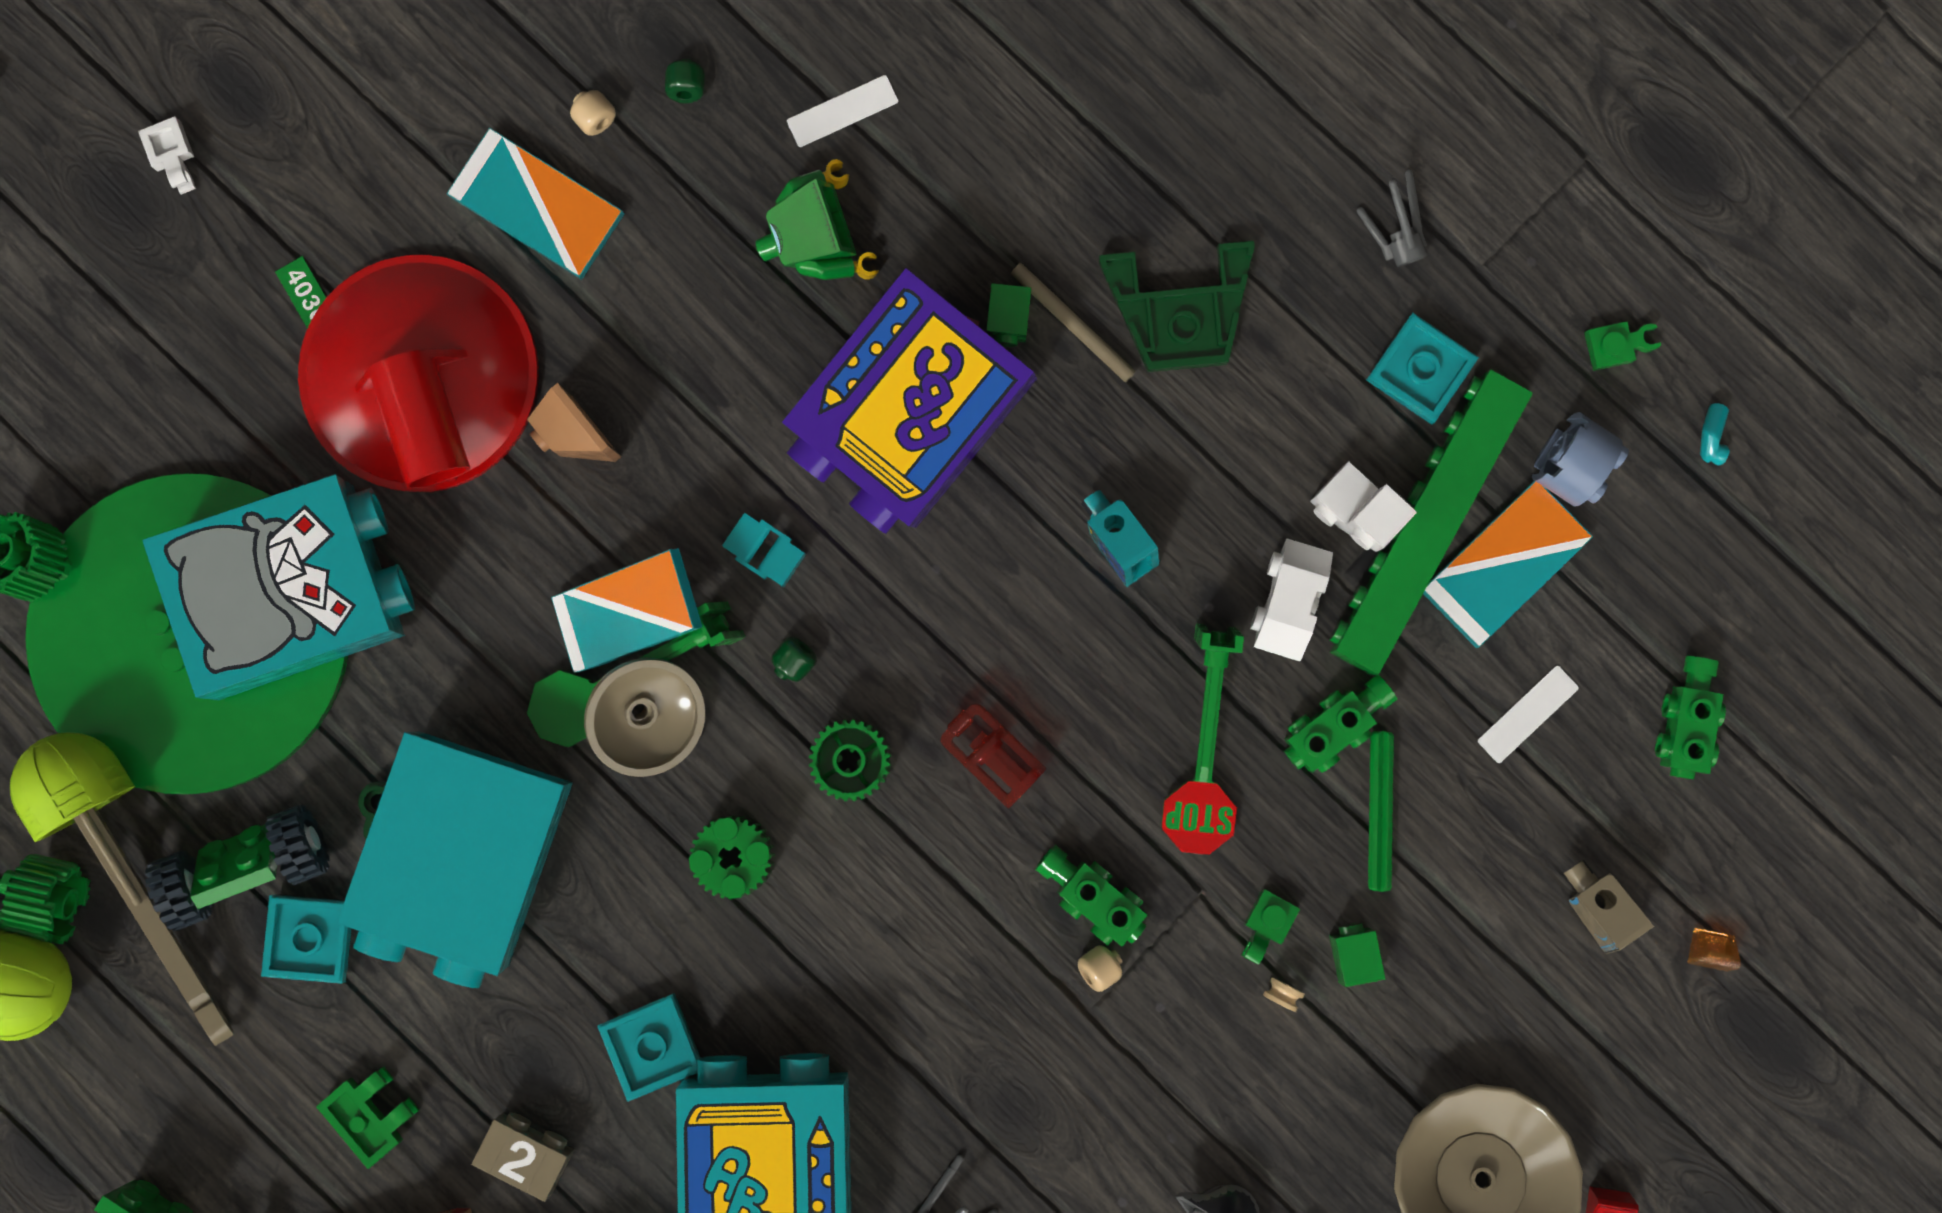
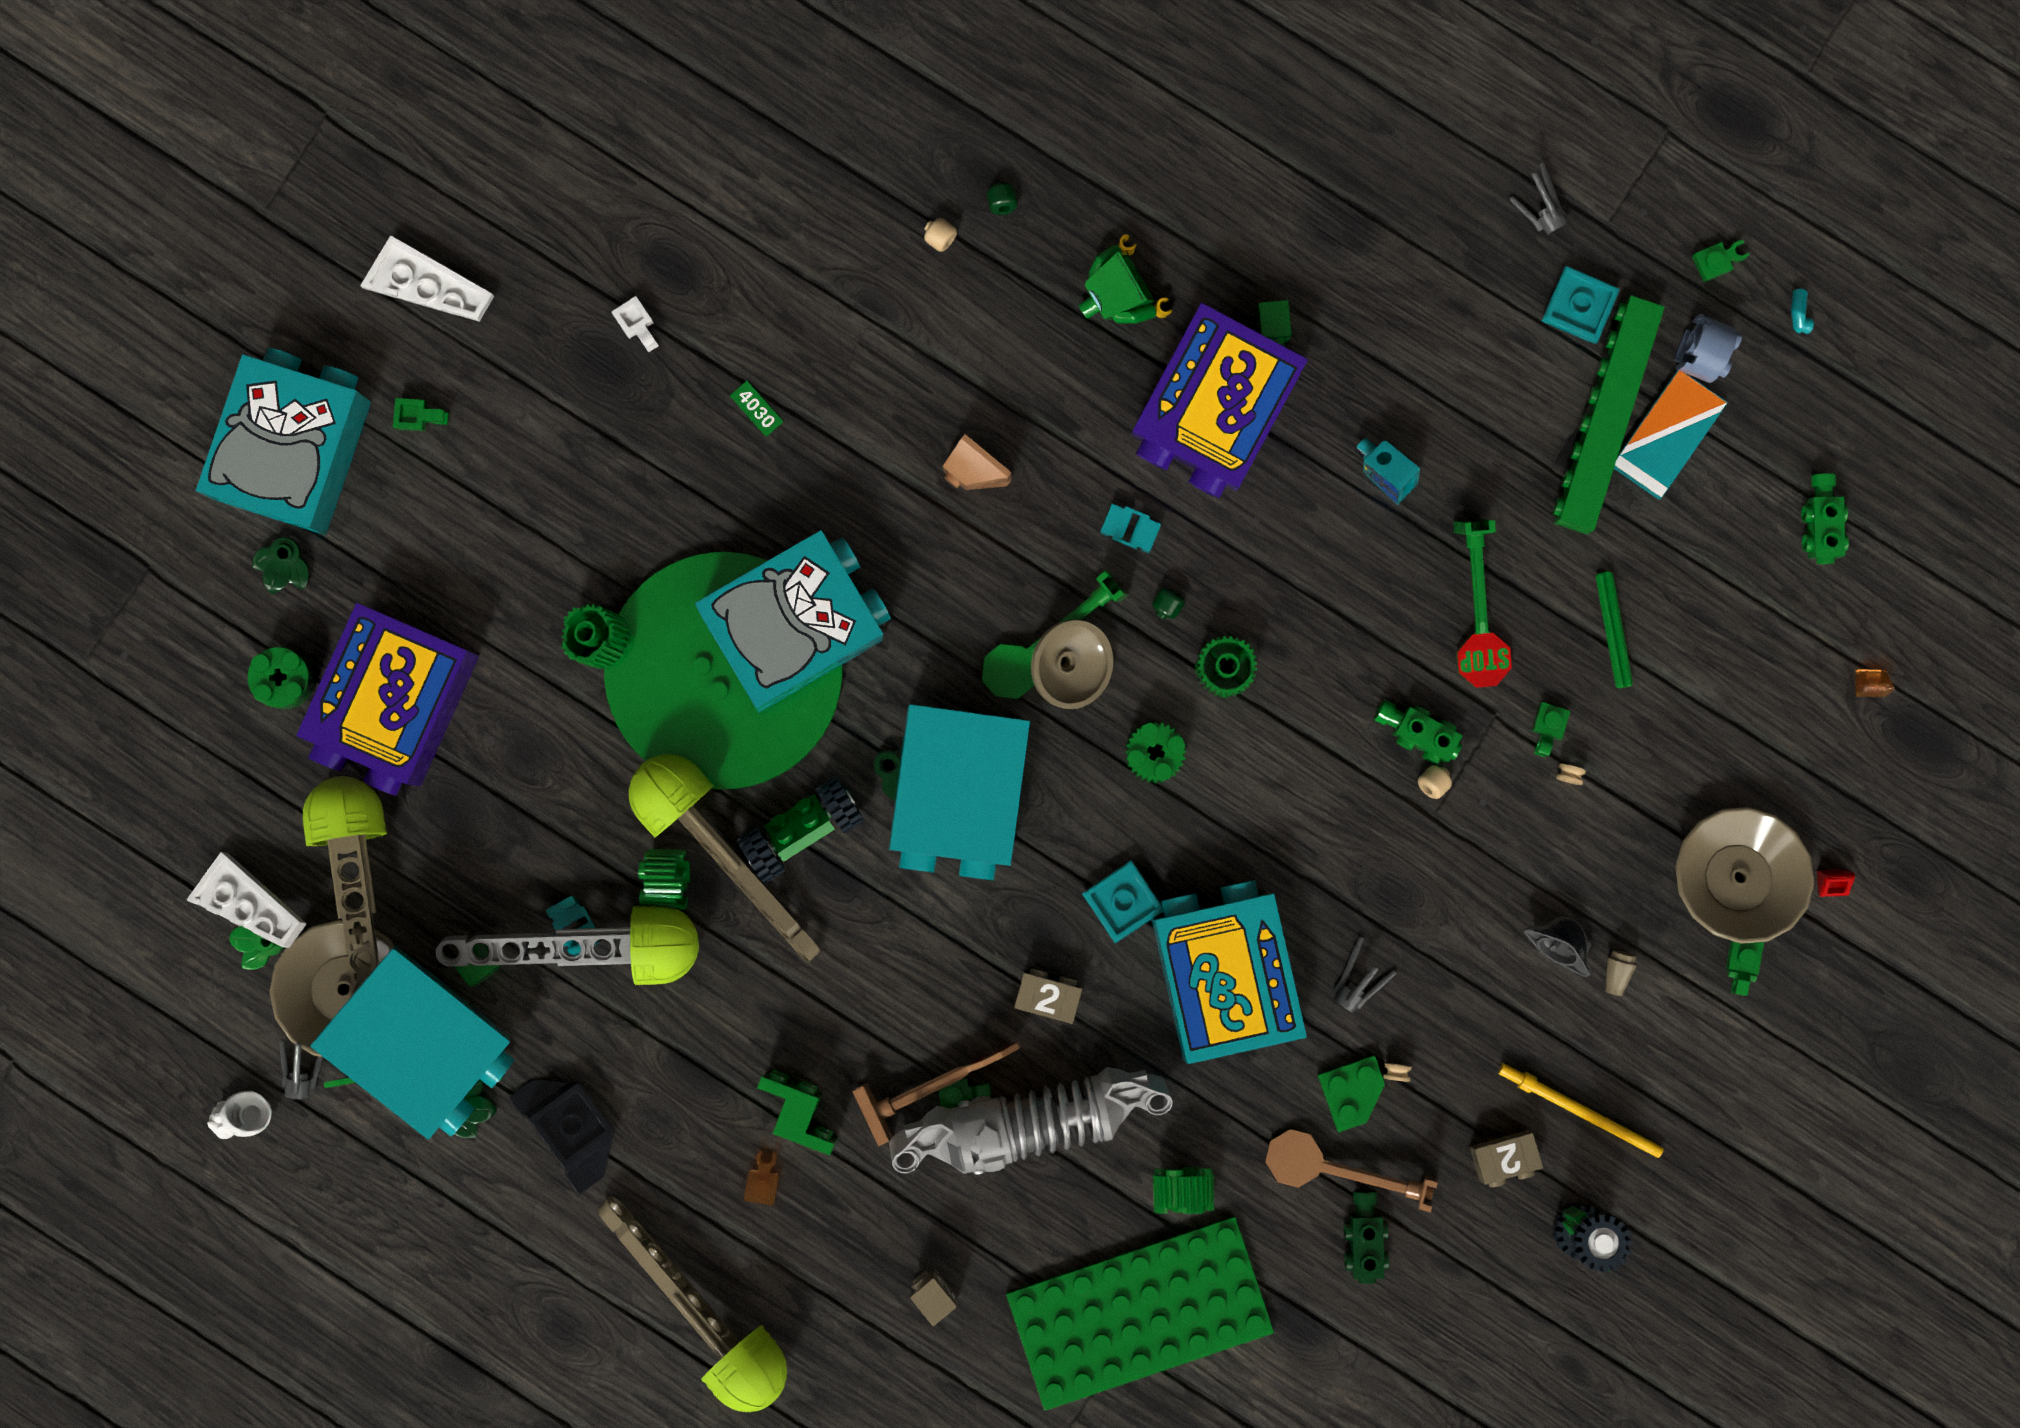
camera: 15 degrees left, 0 degrees up
(305, 940) = (858, 872): teal plate -> none
(361, 1122) = (924, 996): green plate -> none
(418, 373) = (851, 449): red dish -> none
(535, 203) = (911, 309): tile -> none
(626, 611) = (1044, 590): tile -> none
(842, 111) = (1120, 198): white sticker -> none
(988, 751) = (1322, 639): clear red piece -> none
(1073, 322) = (1321, 320): dark tan piece -> none
(1181, 325) = (1401, 306): dark green wing -> none
(1289, 614) = (1521, 500): white brick -> none
(1329, 725) = (1567, 576): green brick -> none
(1356, 955) = (1617, 735): green brick -> none
(1361, 509) = (1557, 413): white brick -> none
(1528, 714) = (1706, 540): white sticker -> none
(1618, 921) = (1799, 672): dark tan torso -> none

